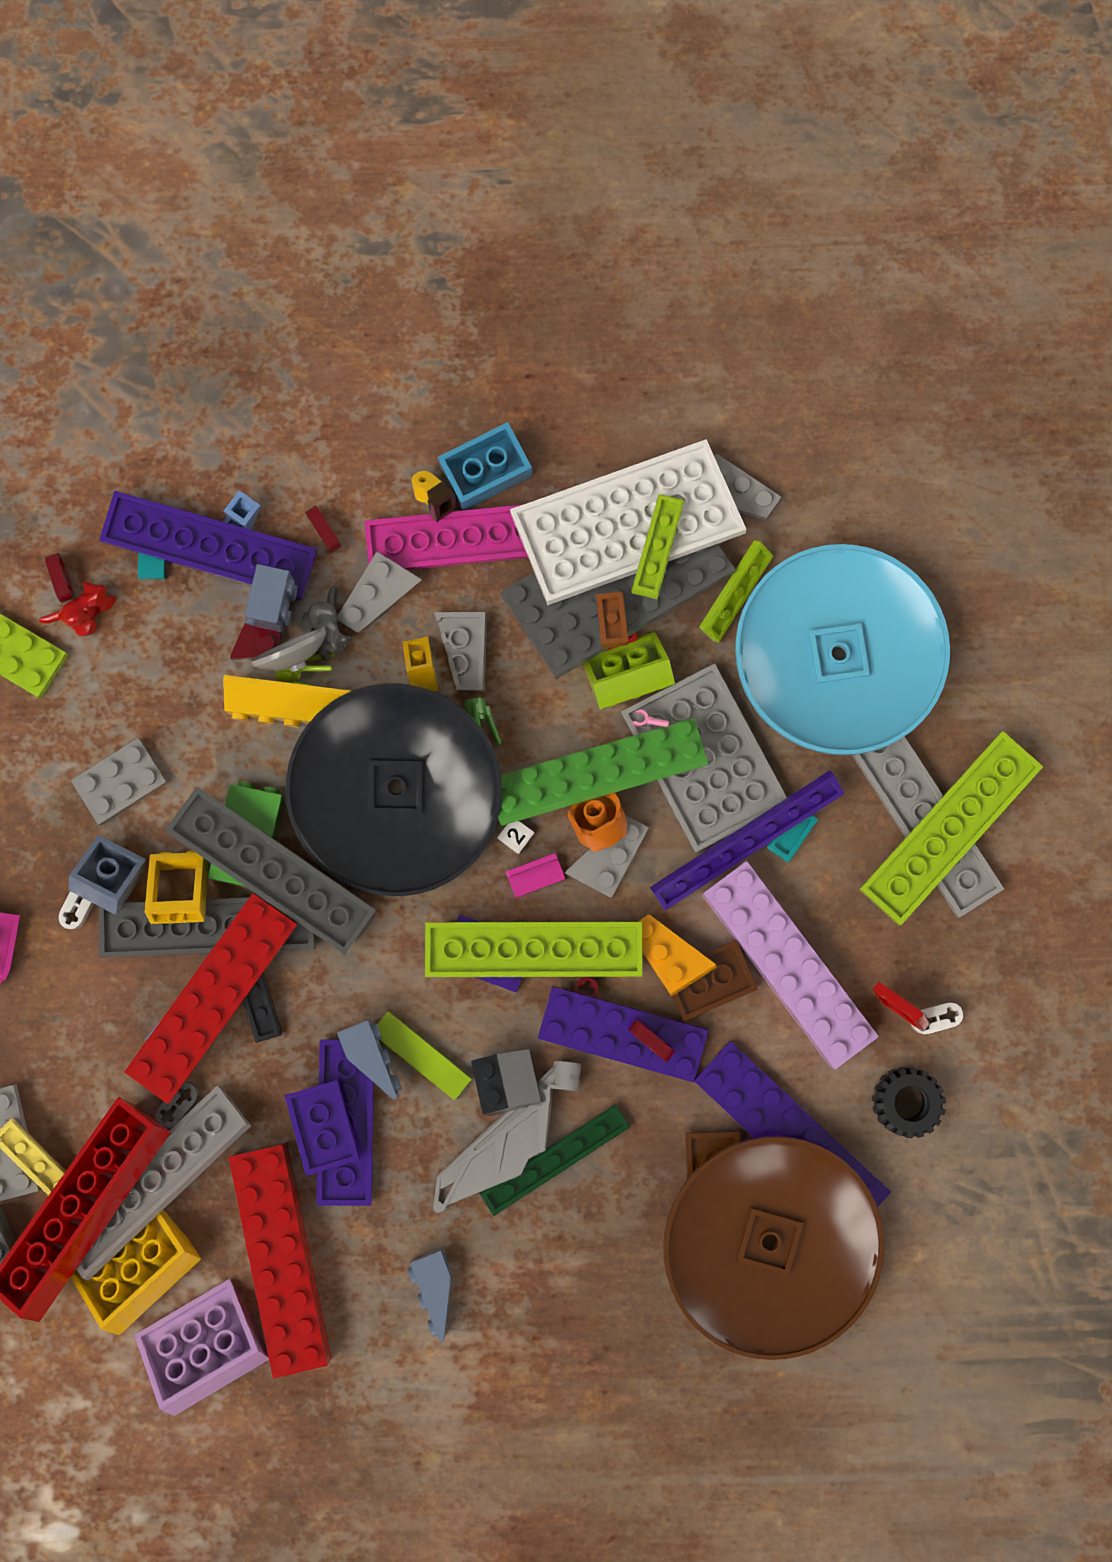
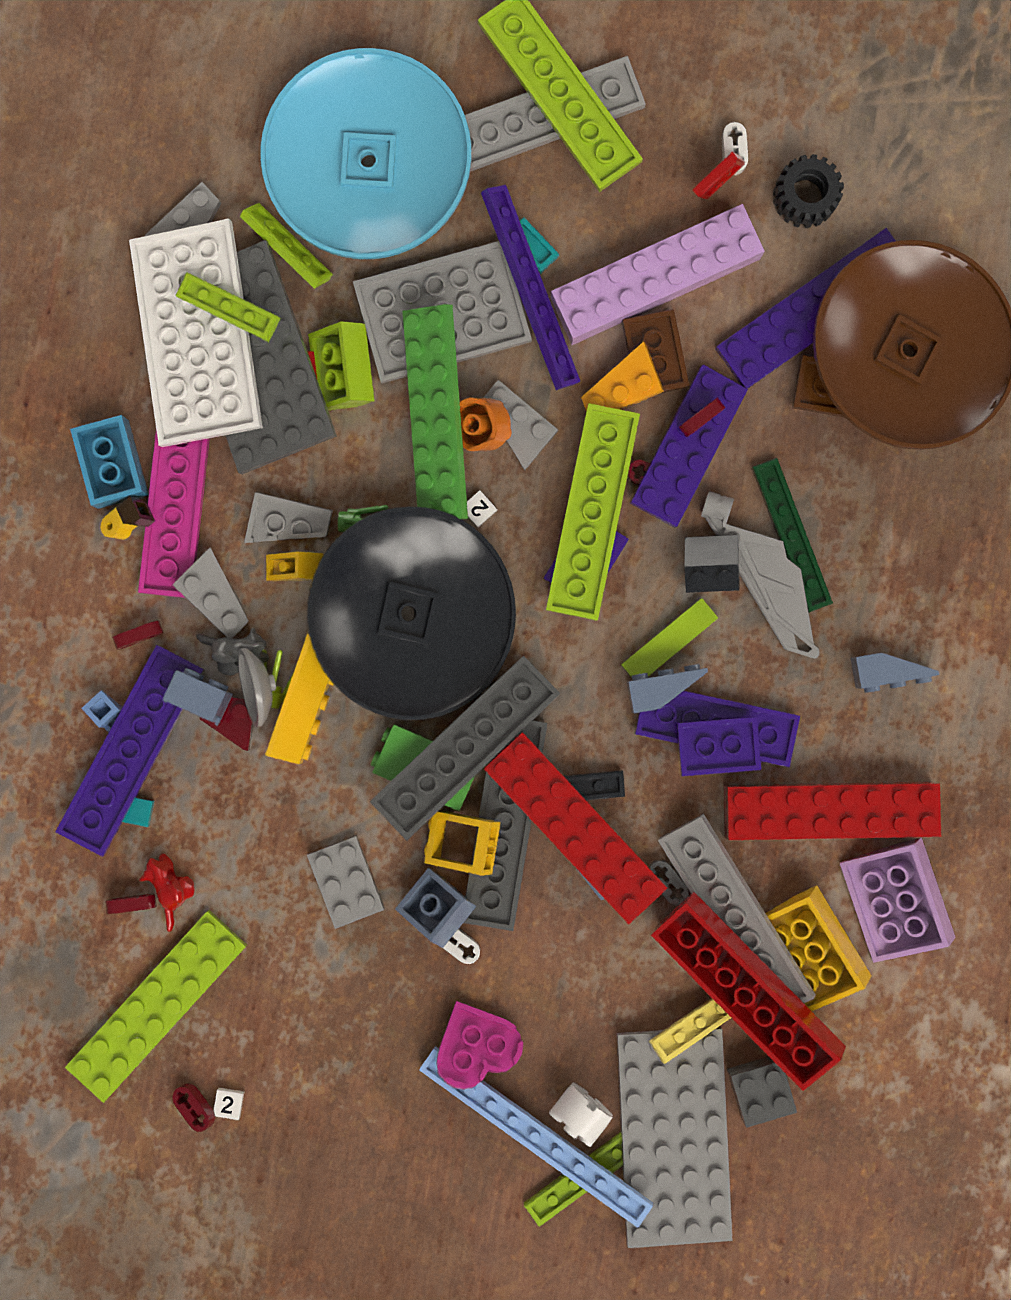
camera: 85 degrees left, 5 degrees up
(535, 875) = (521, 497): dark pink panel -> none
(612, 619) = (291, 367): dark orange plate -> none
(650, 720) = (395, 355): bright pink hand -> none

